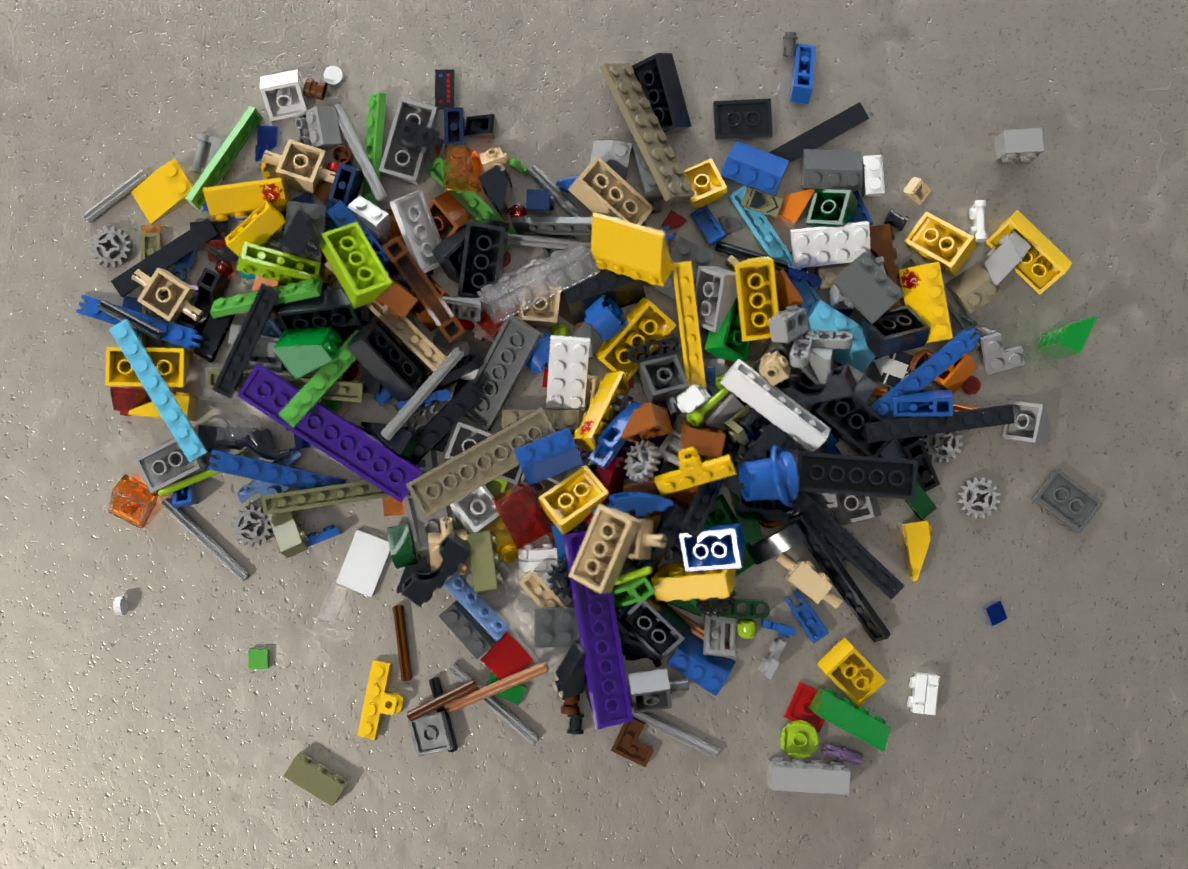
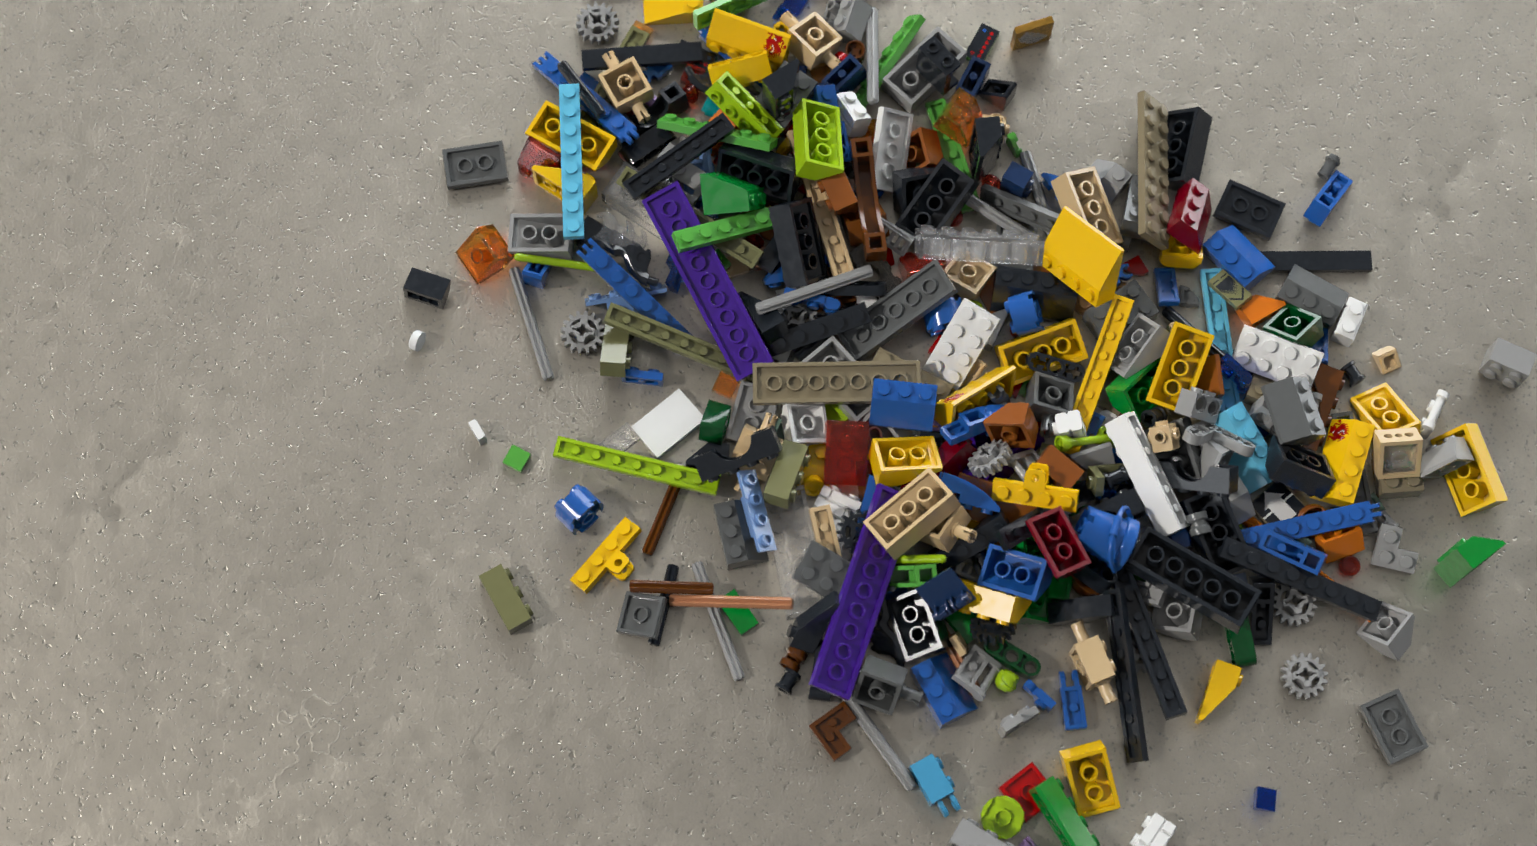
camera: 25 degrees right, 15 degrees down
(80, 428) = (475, 165): none -> dark grey plate
(102, 557) = (427, 288): none -> black brick
(214, 655) = (478, 432): none -> white tile
(332, 678) = (578, 509): none -> blue brick
(351, 617) = (633, 465): none -> lime tile
(482, 58) = (1032, 33): none -> pearl gold tile
(506, 657) = (755, 580): red tile -> none
(666, 598) = (945, 594): none -> dark blue hinge
(694, 621) = (959, 643): none -> tan tile
(698, 155) = (1190, 215): none -> dark red slope
(732, 742) = (934, 783): none -> dark azure hinge
(735, 510) = (1058, 543): none -> dark red slope
(755, 351) = (1150, 416): none -> black bush
(838, 427) = (1198, 523): none -> dark grey wheel
(967, 276) = (1397, 453): none -> tan piece

